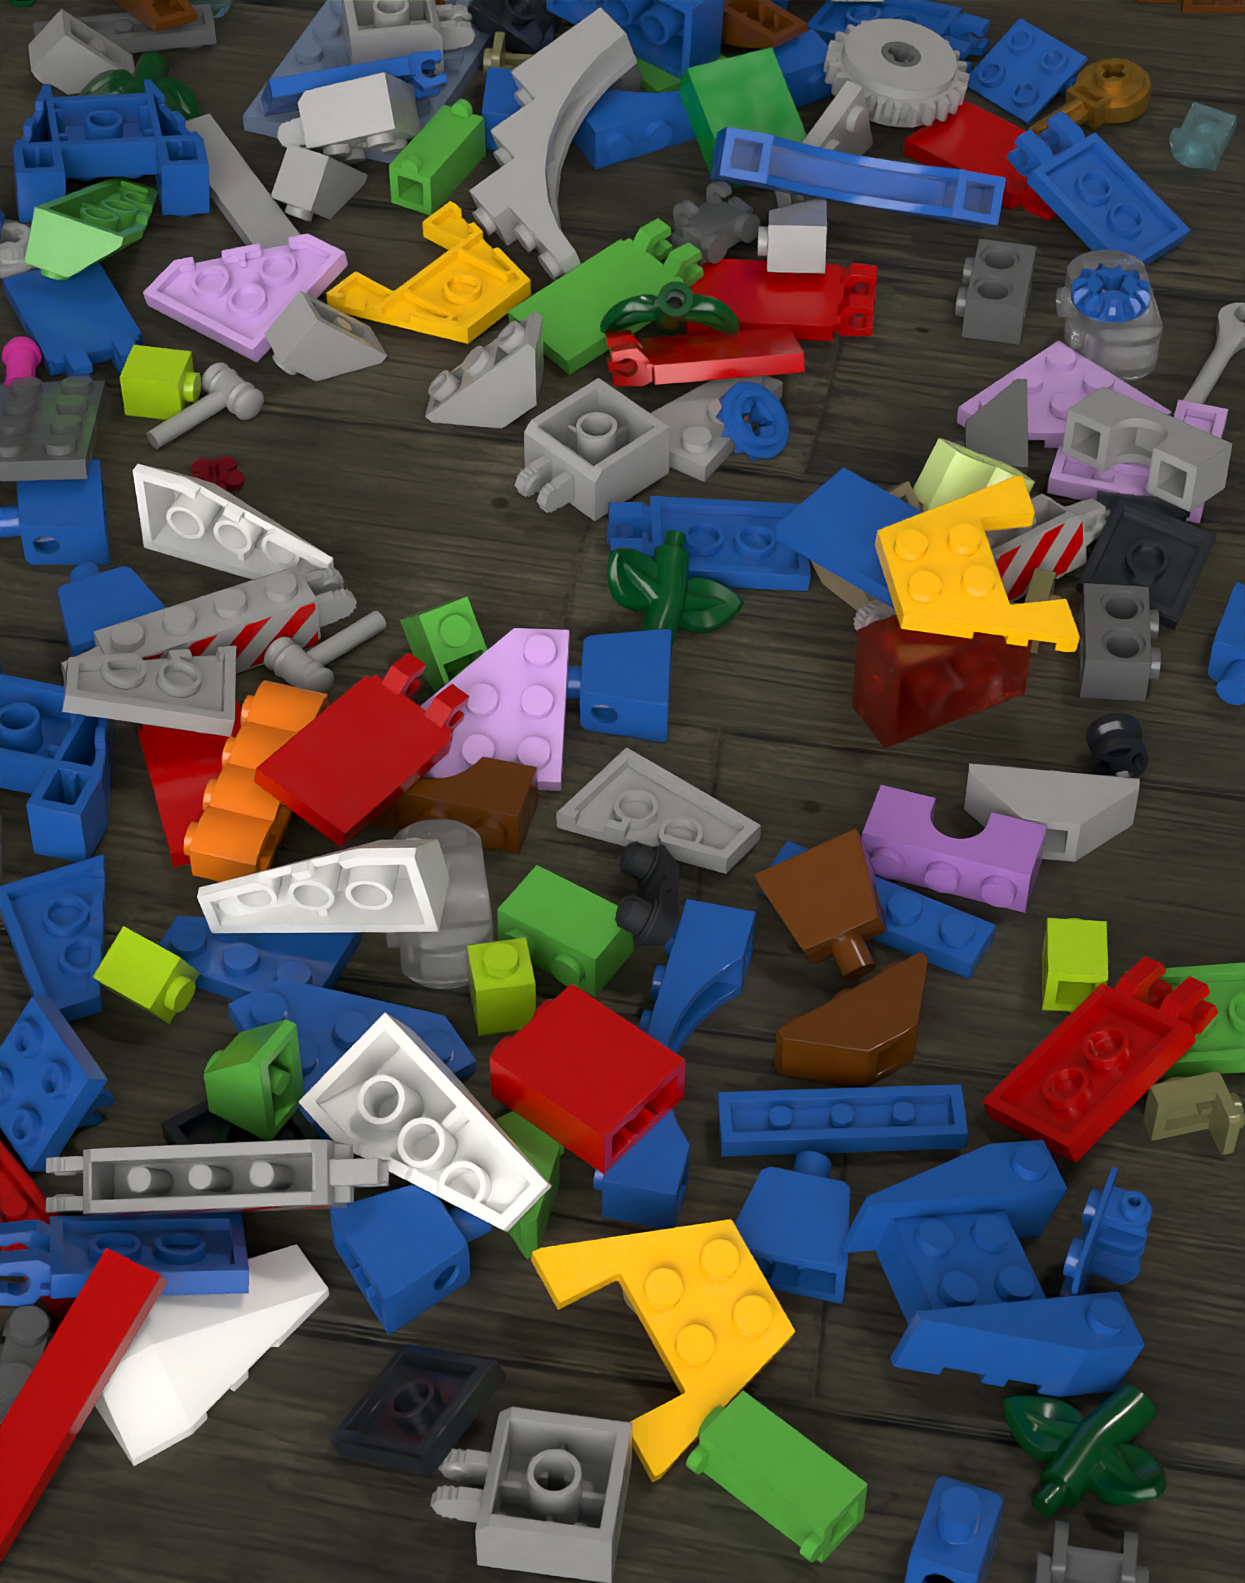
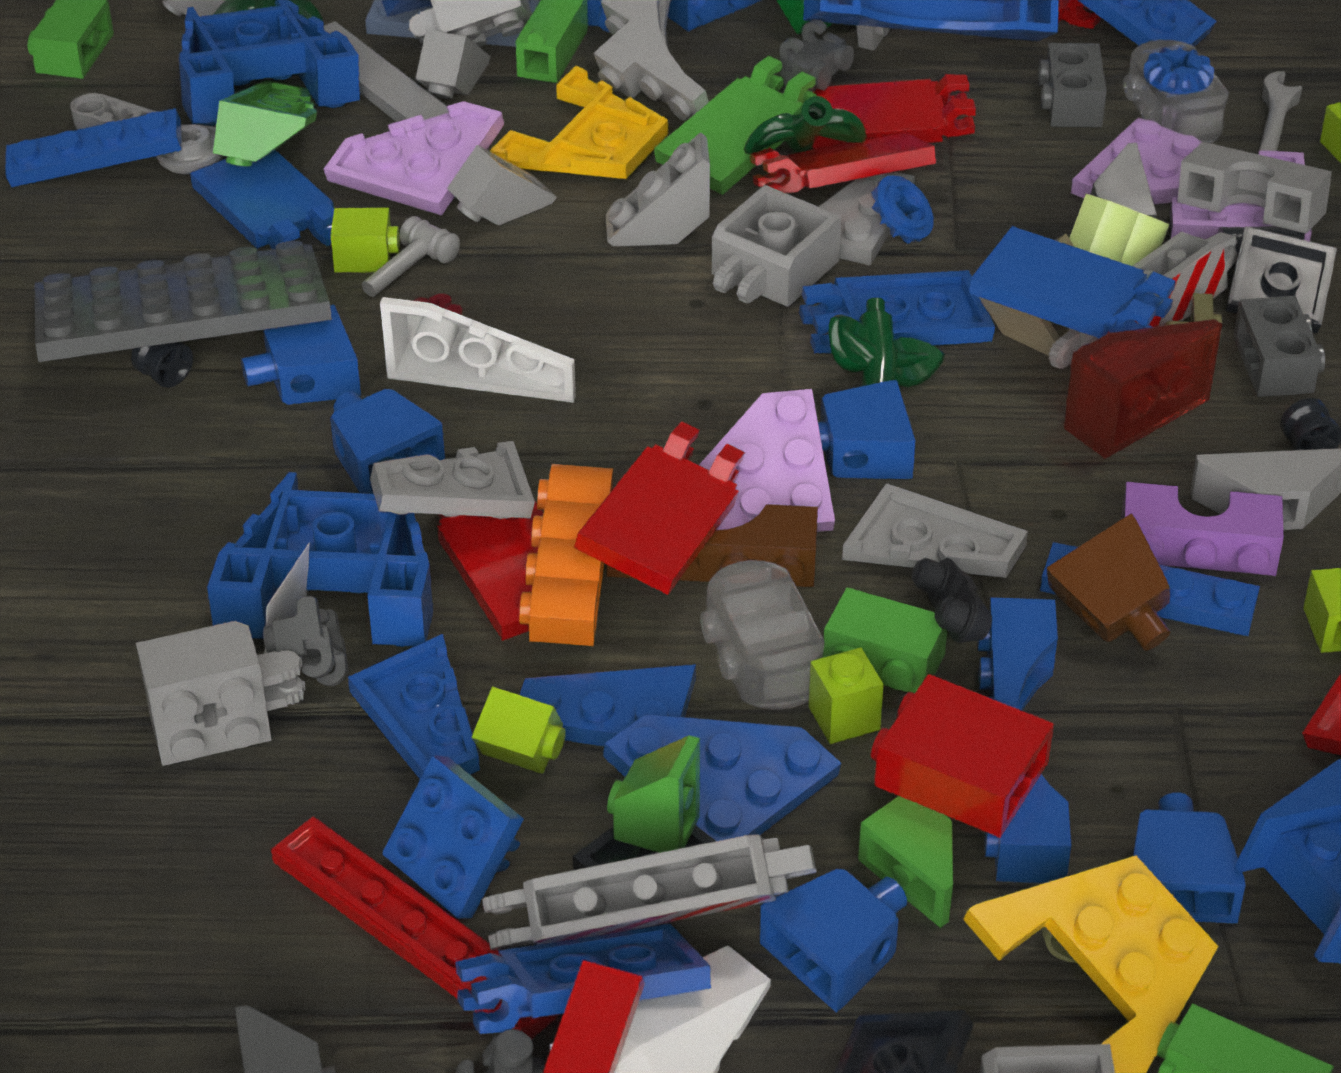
camera: 10 degrees left, 5 degrees down
(21, 358) = (227, 234): dark pink pin -> none
(237, 616) = (531, 412): light grey hinge -> none
(307, 668) = (556, 450): light grey piece -> none
(349, 890) = (695, 627): white wedge -> none
(410, 1109) = (853, 829): white wedge -> none
(444, 640) = (701, 406): bright green slope -> none
(795, 238) = (892, 60): light grey slope -> none
(842, 1120) = (1185, 766): blue plate -> none
(859, 1031) = (1175, 689): reddish brown slope -> none
(948, 578) = (1144, 302): yellow wing -> none

